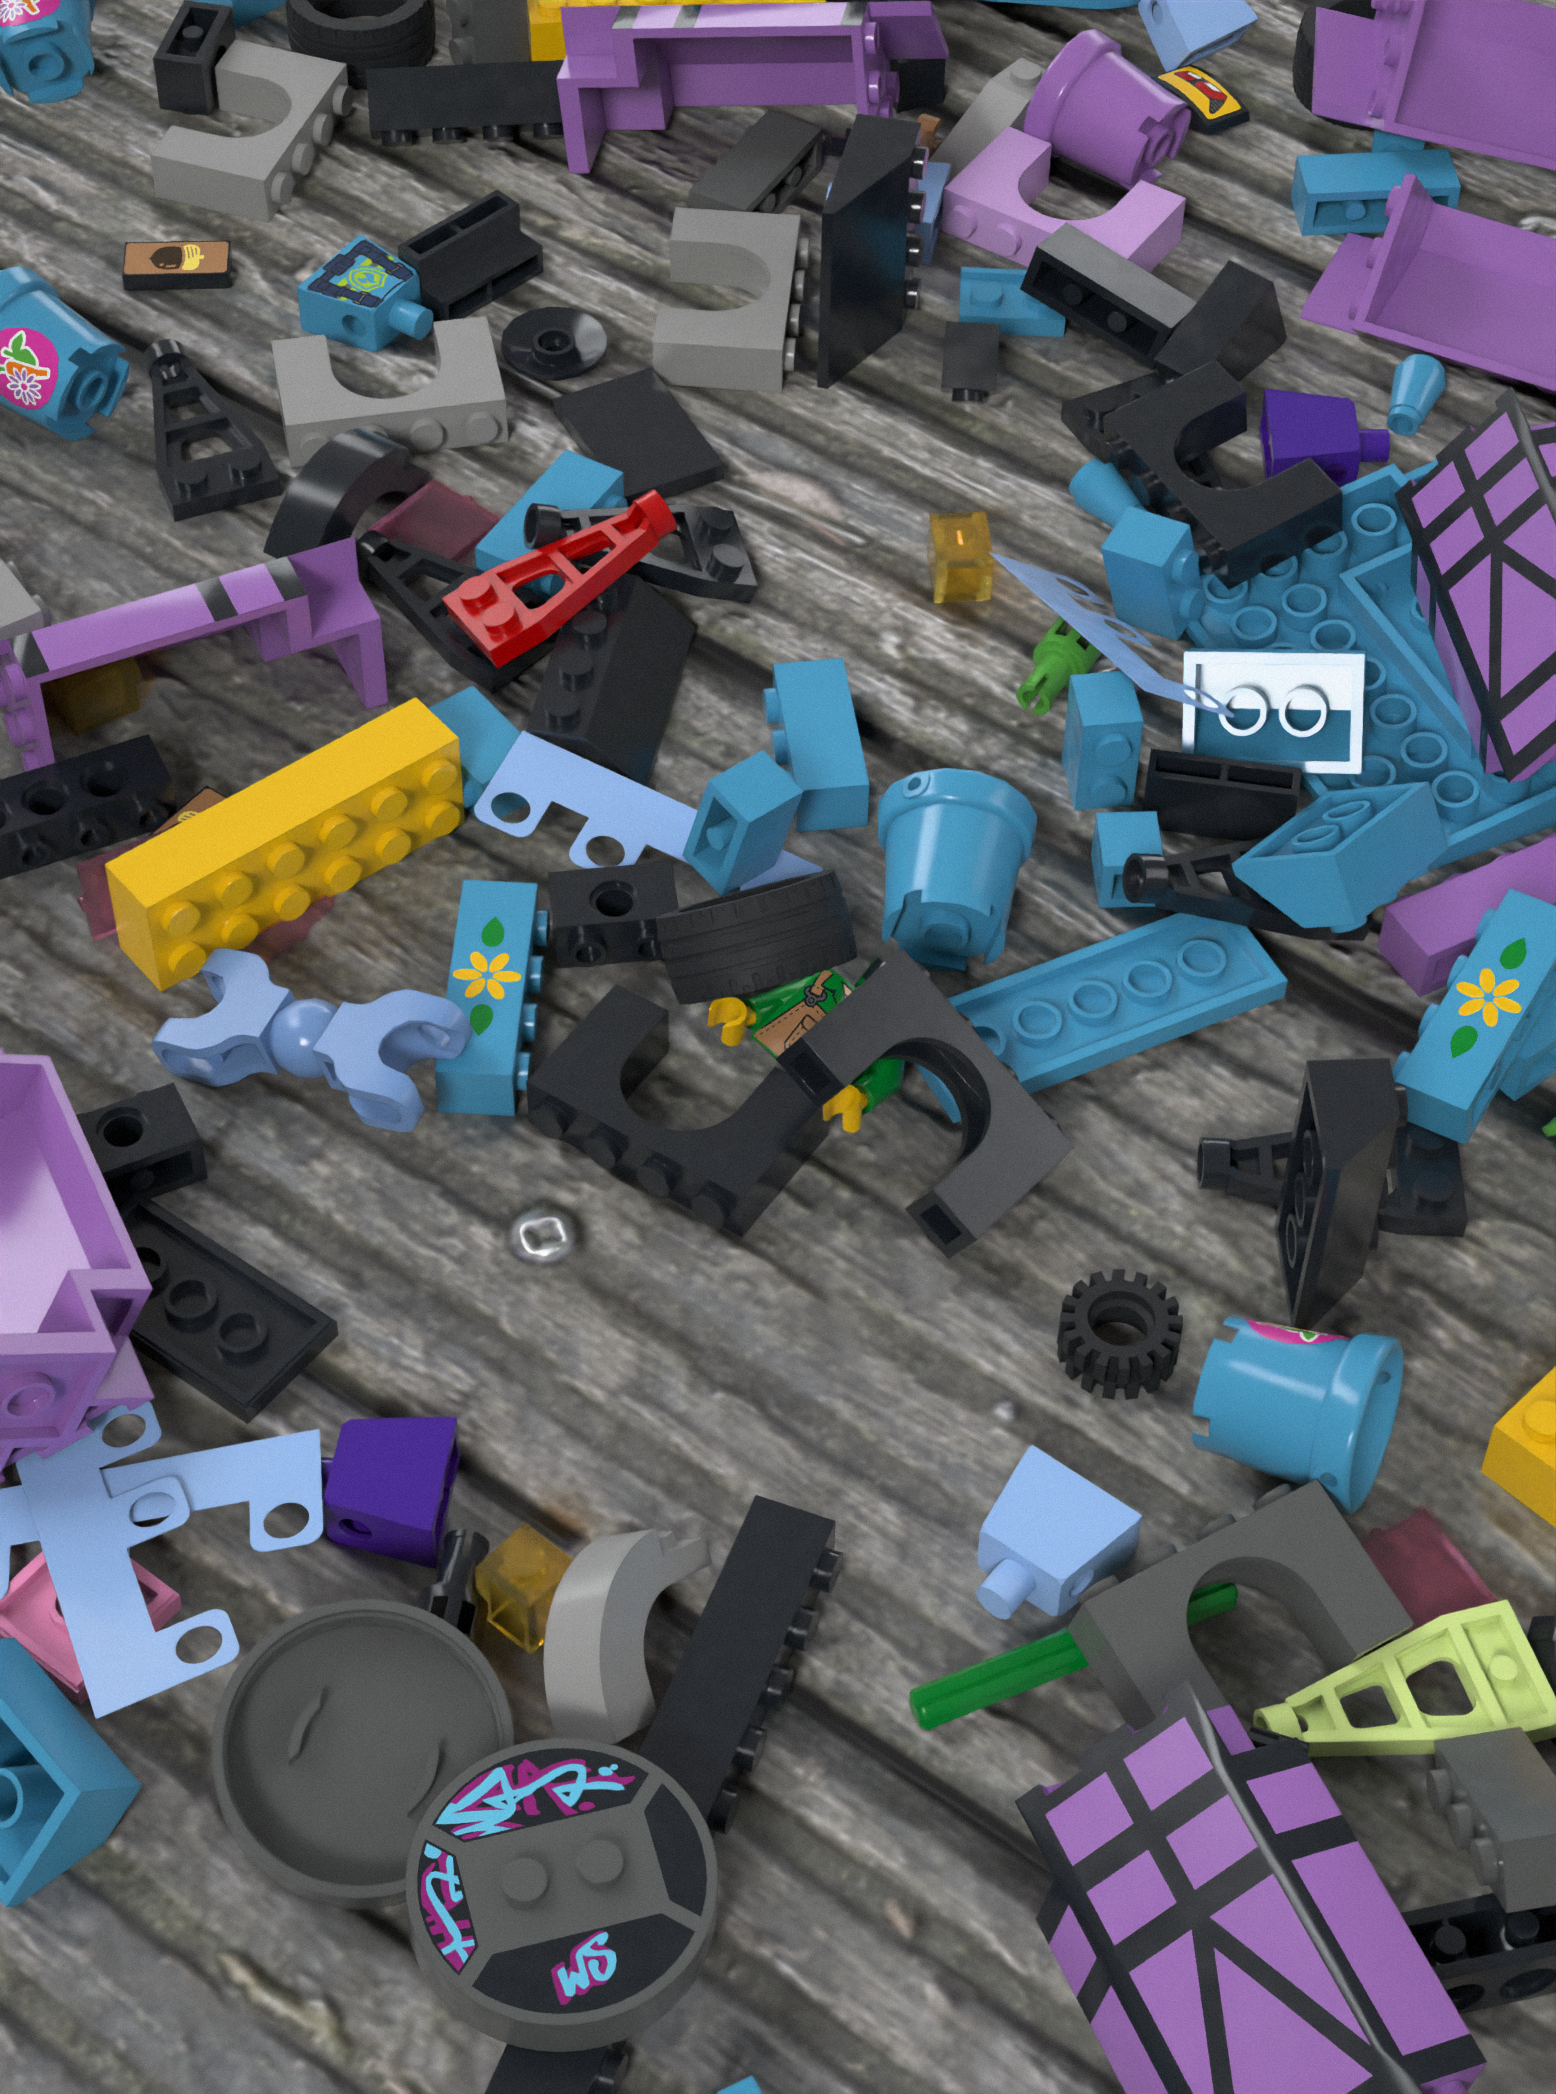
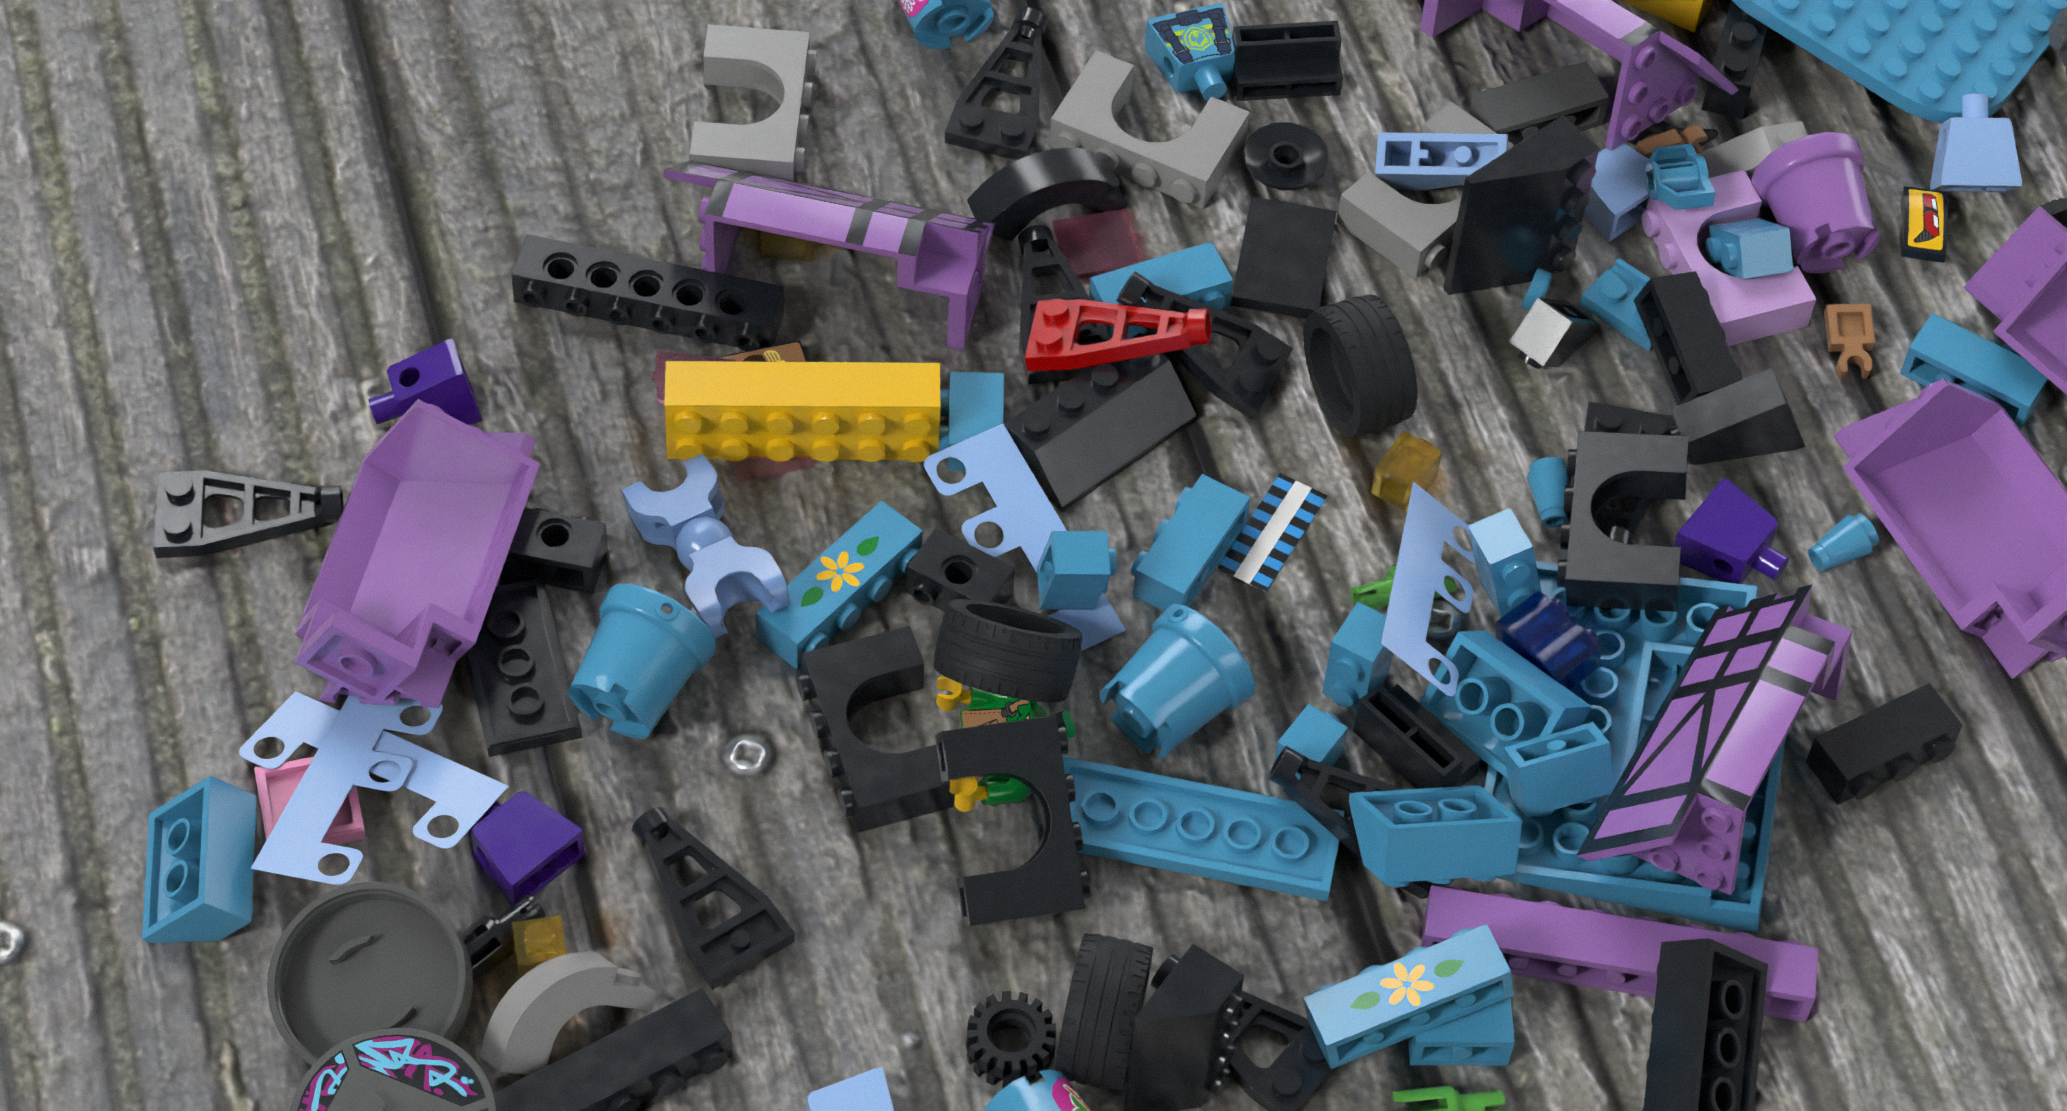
camera: 35 degrees right, 5 degrees up
(351, 1193) = (639, 659): none -> dark azure piece
(724, 256) = (1434, 159): none -> light blue slope
(729, 1437) = (733, 944): none -> black plate
(867, 438) = (1360, 365): none -> black tyre
(879, 691) = (1272, 532): none -> sticker
(915, 333) = (1537, 288): none -> dark azure tile
(968, 155) = (1679, 177): none -> dark azure piece
(1087, 182) = (1749, 248): none -> dark azure brick
(1216, 1224) = (1102, 1011): none -> black tyre
(1235, 218) = (1851, 333): none -> medium nougat plate
(1253, 616) = (1549, 640): none -> clear blue brick
(1399, 722) = (1560, 770): none -> dark azure brick

